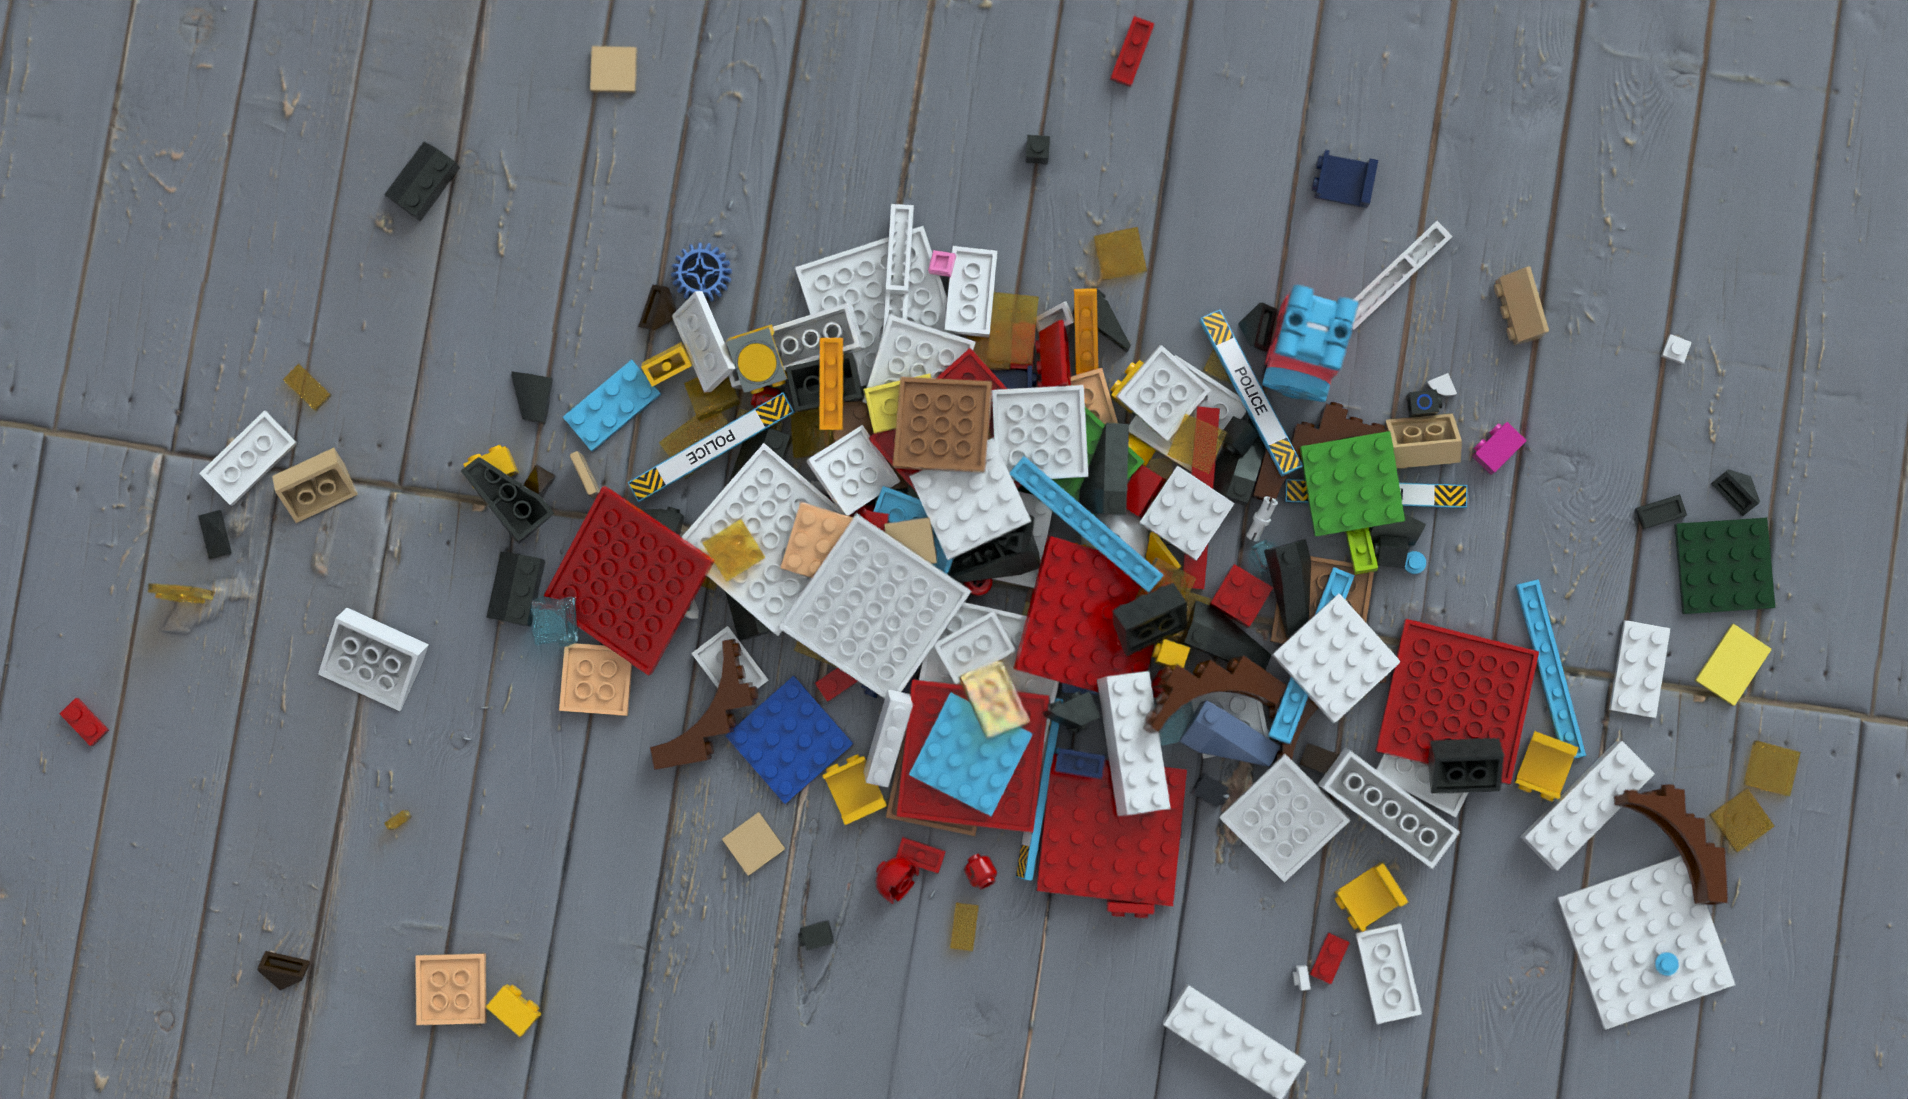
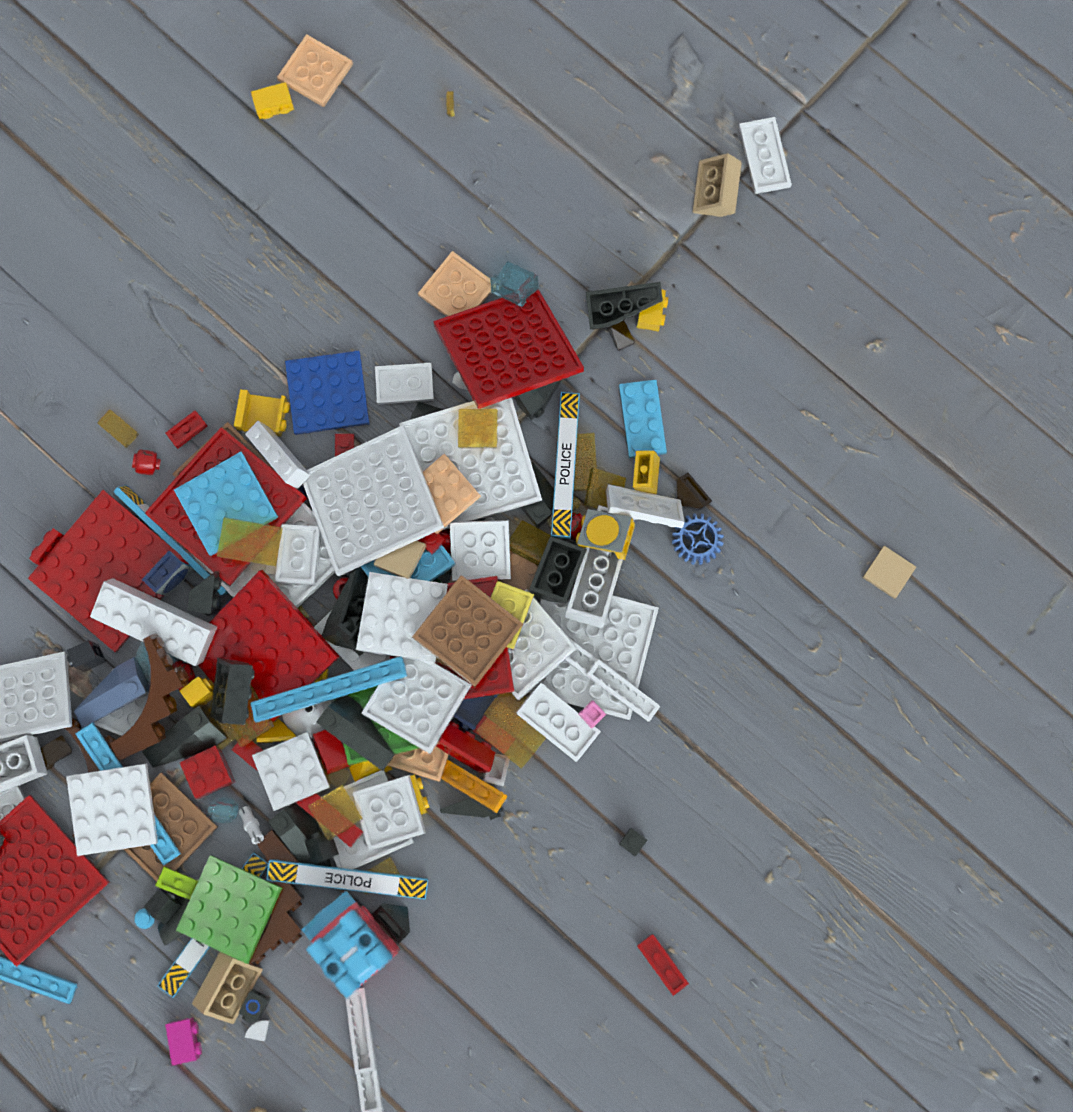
camera: 115 degrees right, 5 degrees down
(178, 593) = (698, 51): clear yellow plate -> none
(215, 534) = (726, 104): pearl dark grey slope -> none
(307, 387) = (790, 223): clear yellow tile -> none
(372, 658) = (571, 153): white slope -> none
(422, 180) = (889, 388): pearl dark grey slope -> none
(515, 587) = (556, 274): pearl dark grey slope -> none
(532, 395) = (684, 368): pearl dark grey slope -> none
(585, 474) = (602, 367): tan tile -> none
(731, 694) = (381, 369): reddish brown arch -> none
(753, 843) = (273, 324): tan tile -> none
(816, 935) = (181, 325): pearl dark grey brick -> none
(831, 384) = (552, 572): light orange plate -> none
(895, 878) = (181, 401): red cylinder -> none
(1120, 253) = (516, 852): clear yellow plate -> none
(1291, 579) = (191, 815): pearl dark grey wedge -> none
(1344, 180) = (460, 1062): dark blue panel -> none

